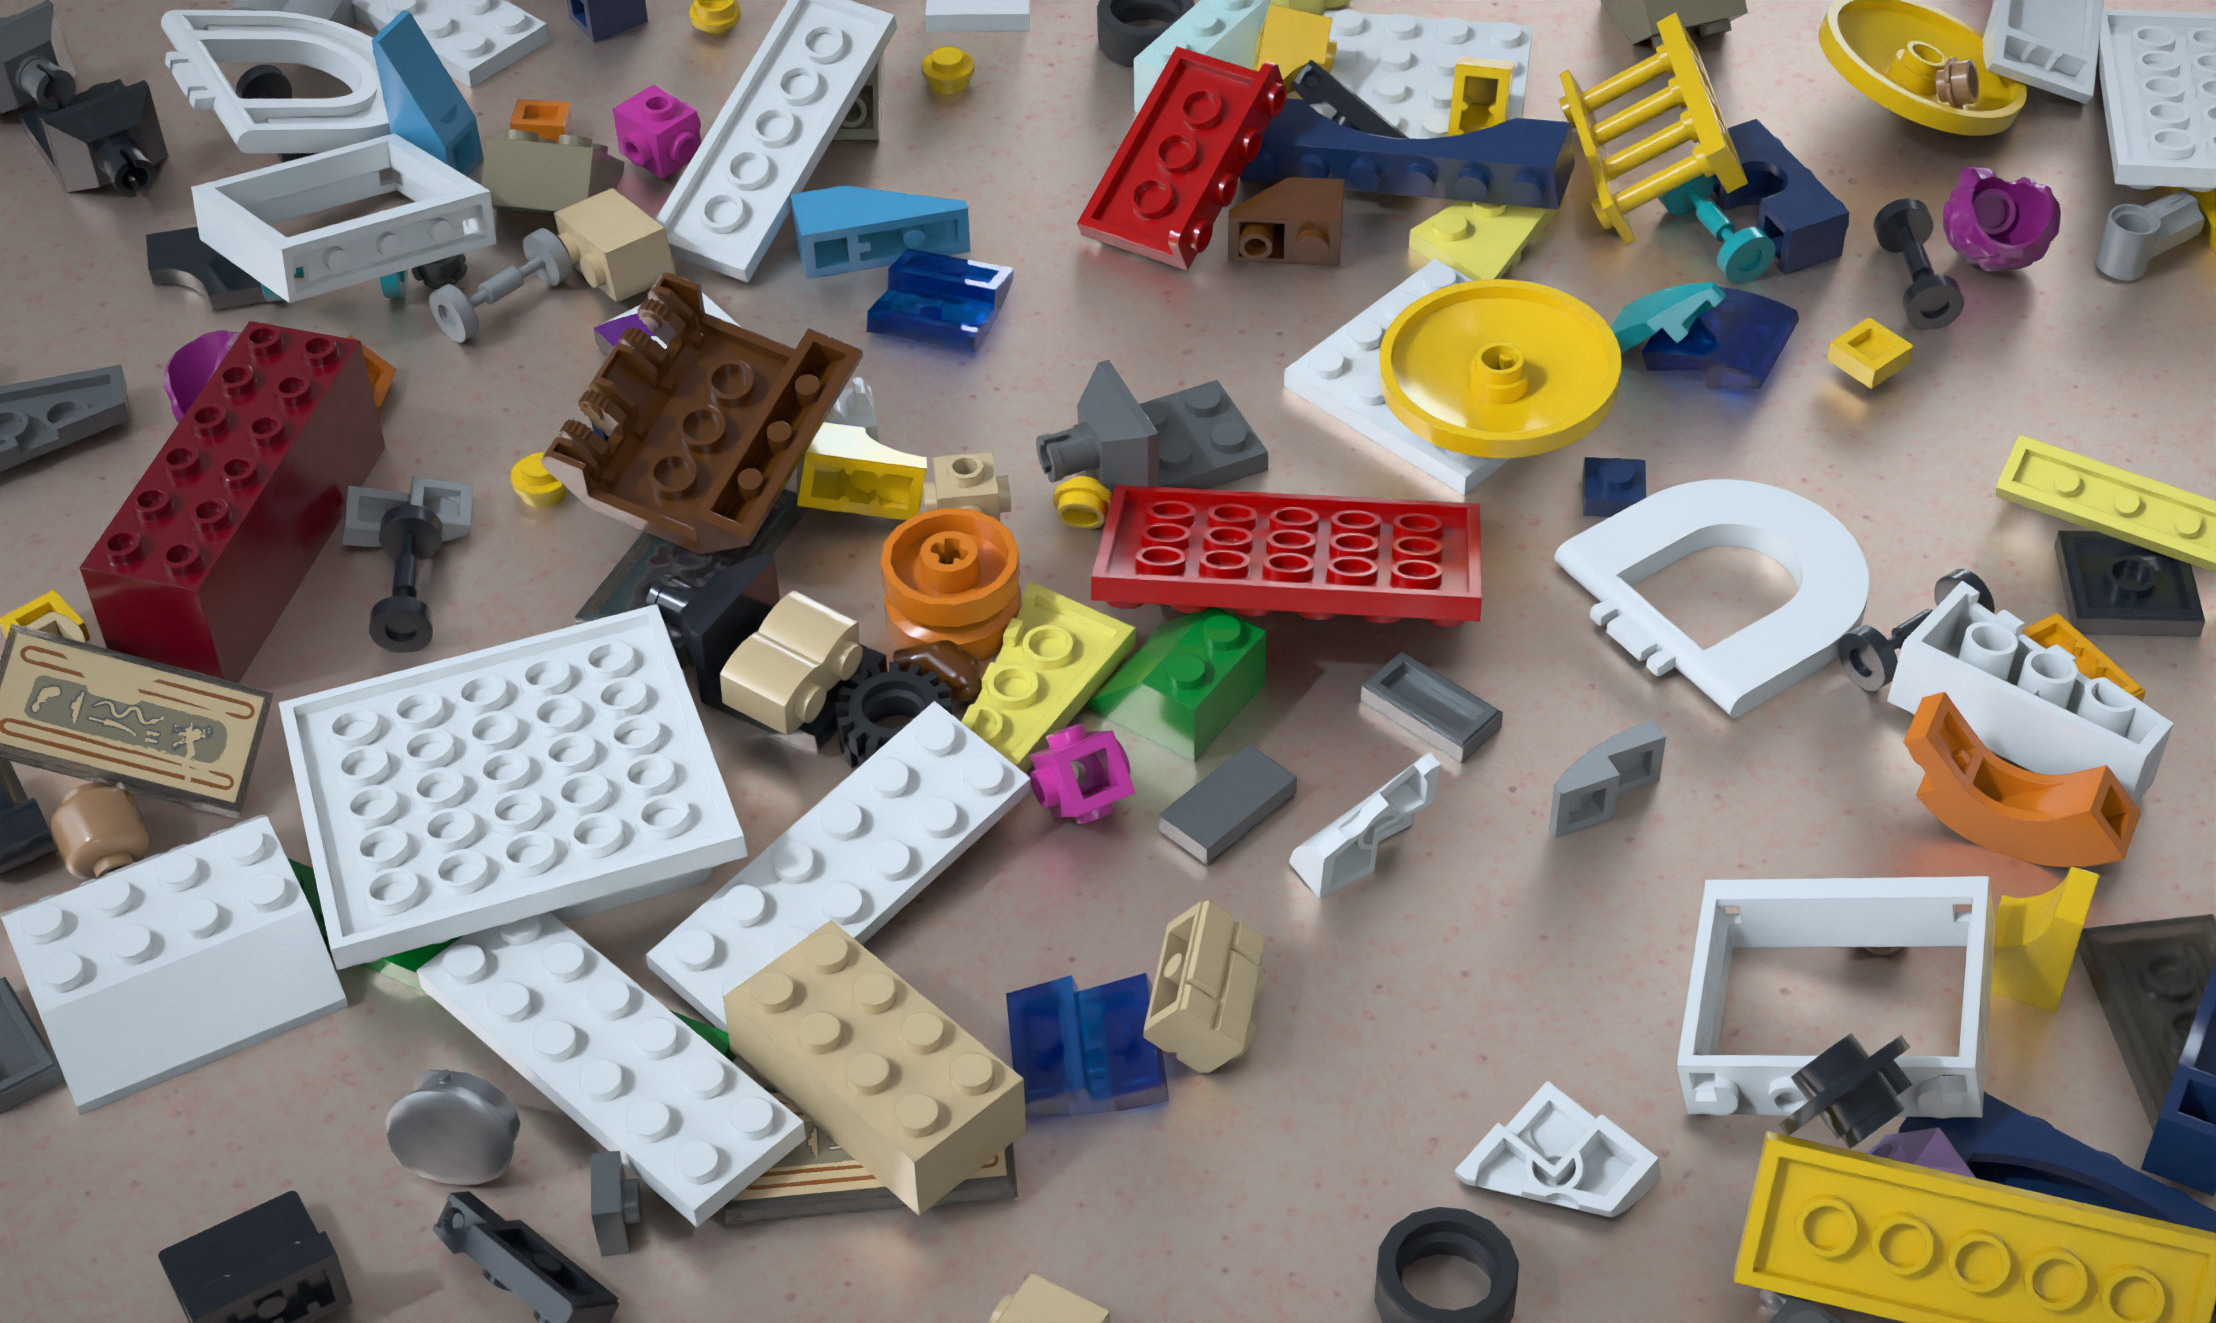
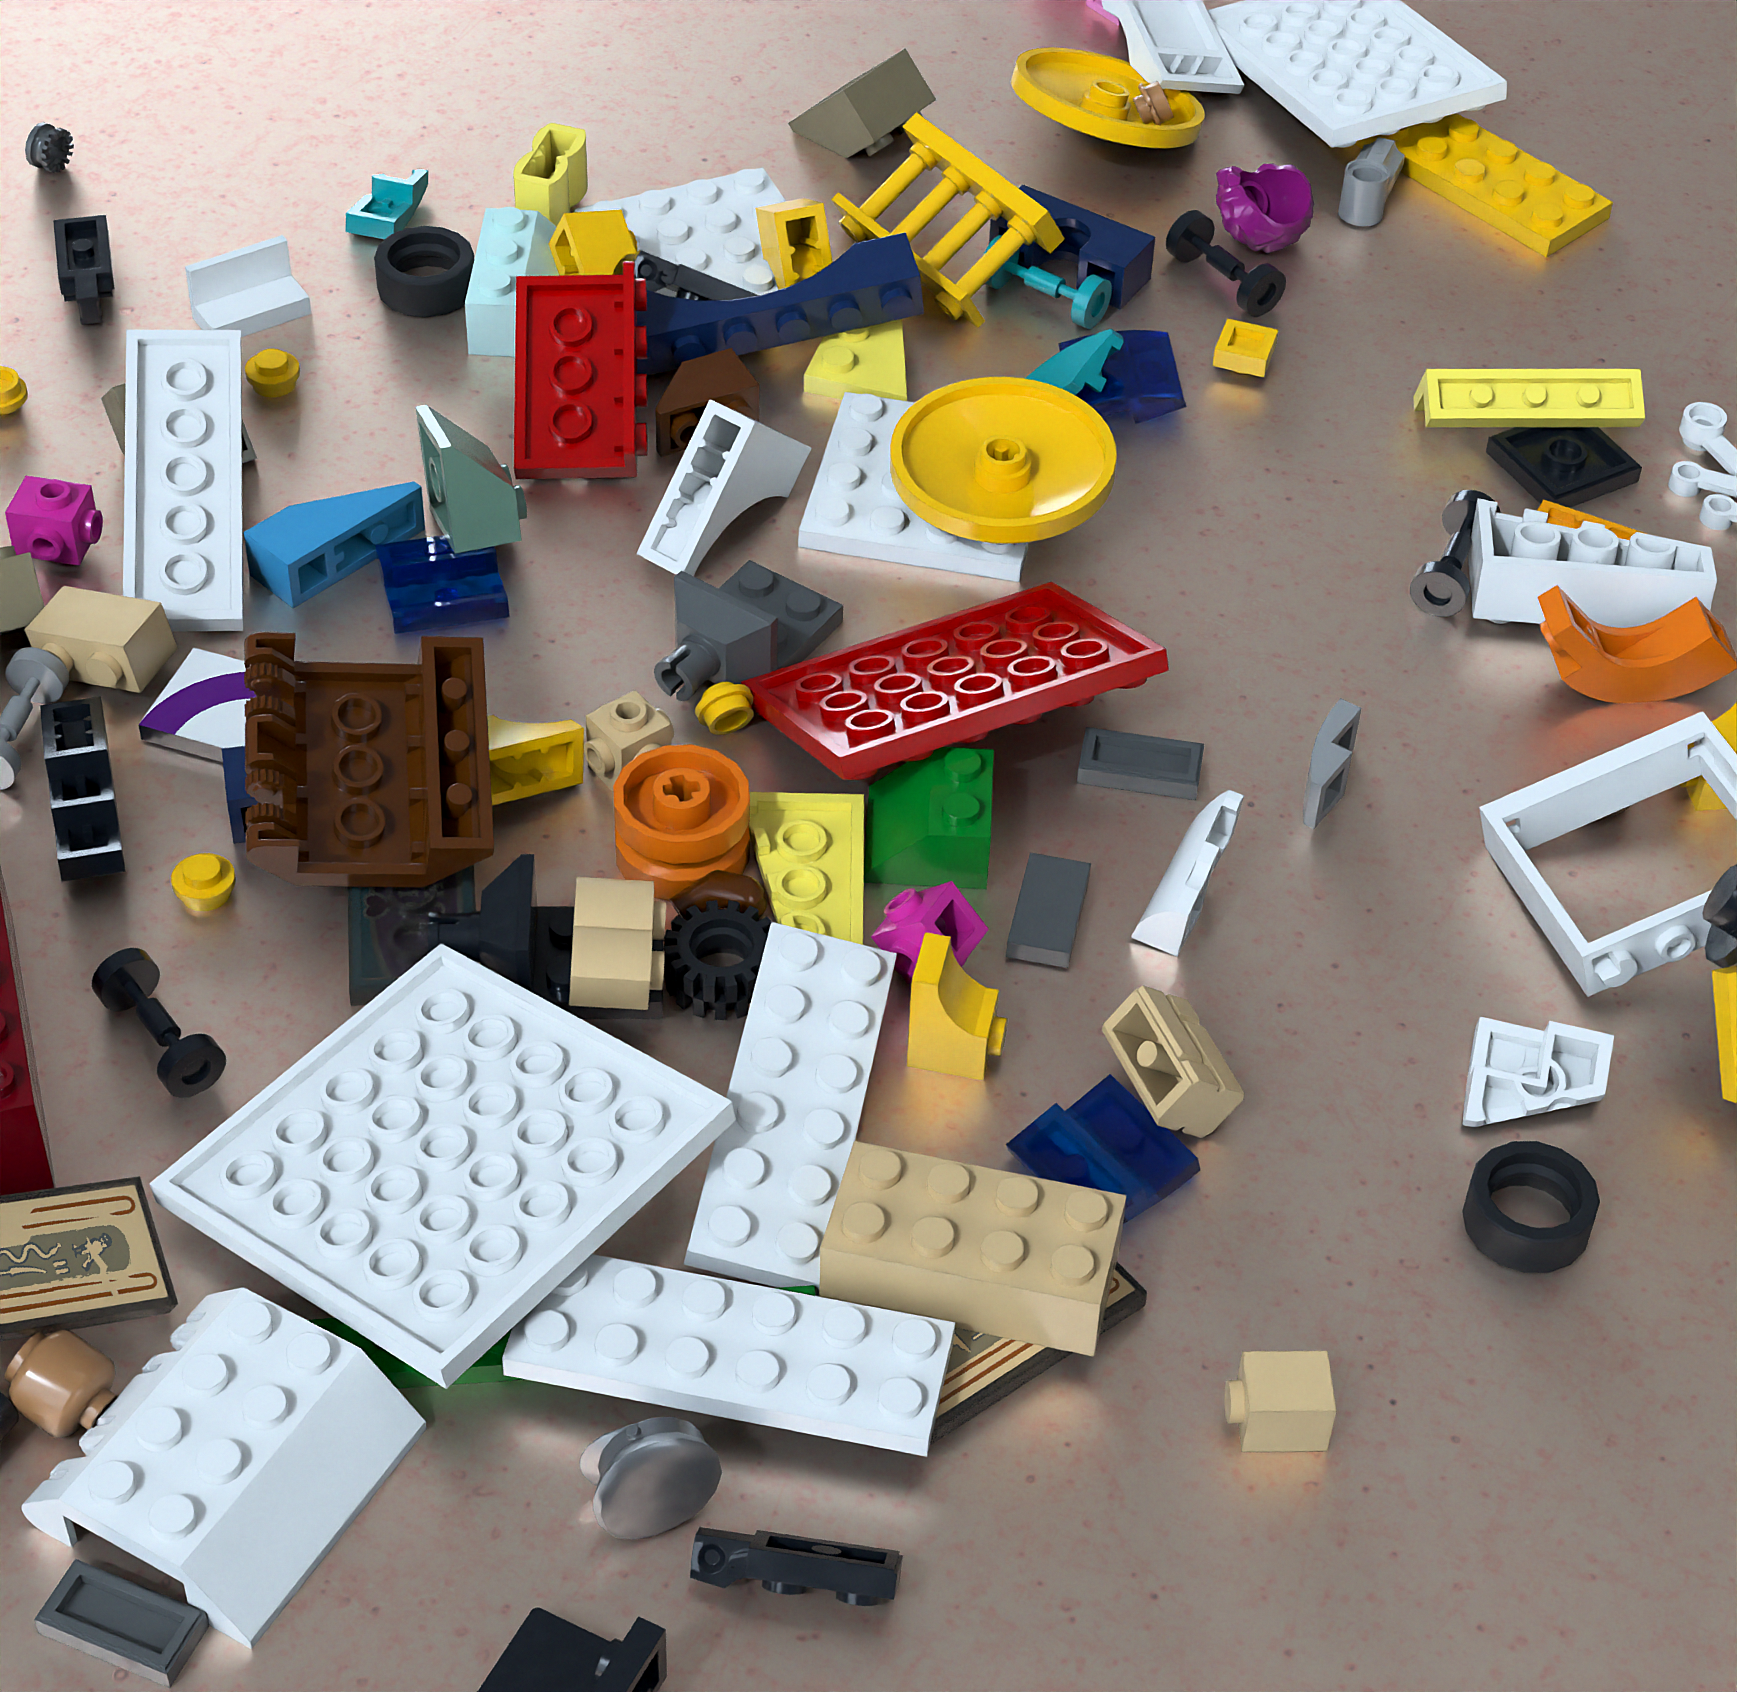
camera: 35 degrees left, 0 degrees up
(445, 498) = (65, 978): light grey slope -> none
(511, 365) = (81, 789): none -> black slope
(613, 1203) = (833, 1474): dark grey plate -> none
(1006, 217) = (467, 486): none -> sand green slope
(1034, 851) = (951, 1015): none -> yellow arch
(1237, 286) = (721, 474): none -> white arch
(1612, 485) = (1136, 529): dark blue plate -> none
(1726, 512) = (1295, 511): white piece -> none

